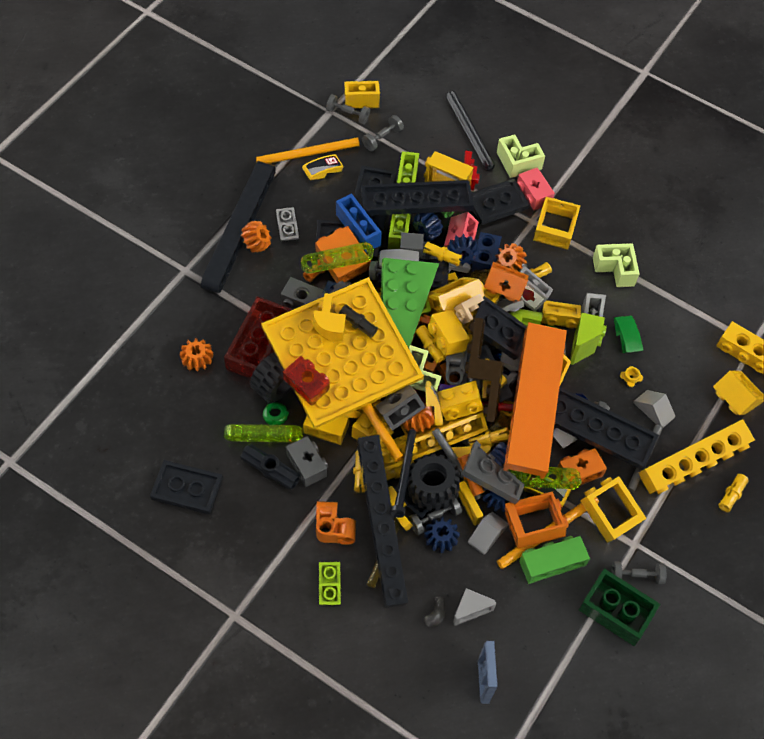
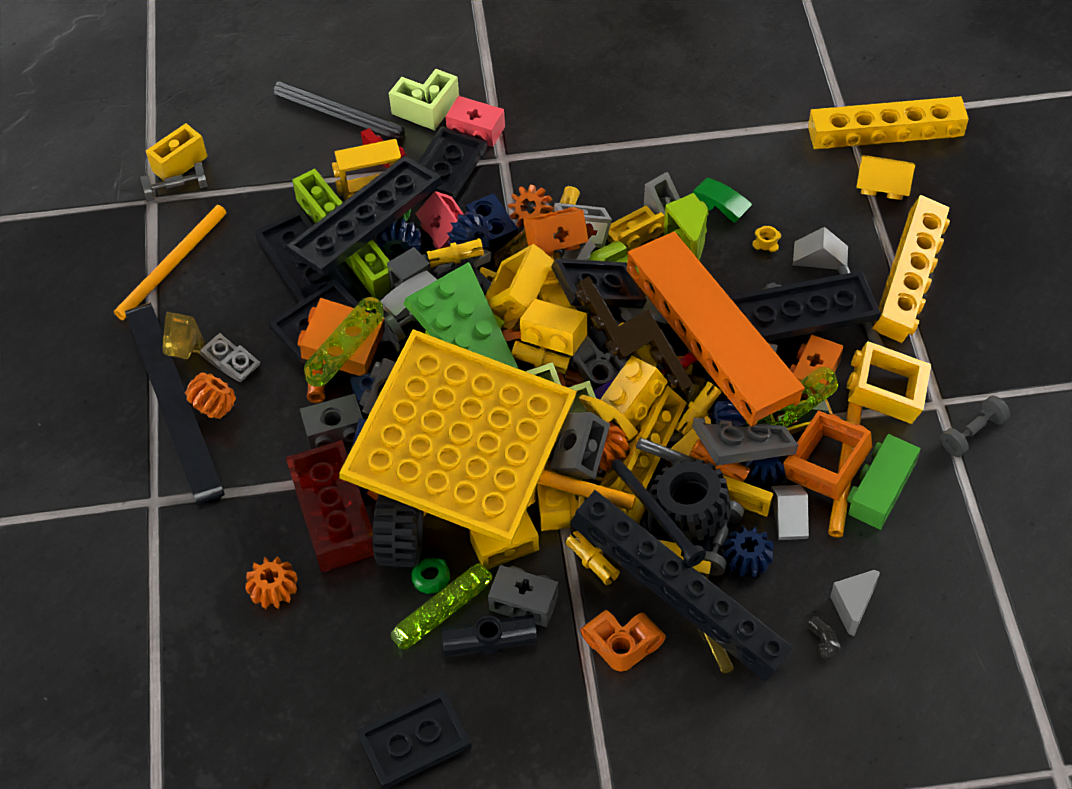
camera: 35 degrees left, 5 degrees down
(269, 195) = (181, 336): none -> clear yellow slope
(309, 391) = (445, 503): clear red brick -> none
(320, 167) = (206, 266): slope -> none
(326, 323) = (418, 412): yellow brick -> none
(329, 583) = (682, 706): lime slope -> none
(359, 222) = (309, 282): blue brick -> none
(359, 321) = (451, 384): pearl dark grey pin -> none
(395, 124) = (238, 198): dark grey wheel -> none
(463, 310) = (550, 283): tan bracket -> none
(487, 672) = (949, 646): sand blue tile -> none
(554, 236) = (540, 157): yellow window -> none
(617, 259) = (641, 130): yellowish green brick -> none
(619, 607) = (995, 473): dark green brick -> none
(733, 492) = (977, 276): yellow pin -> none

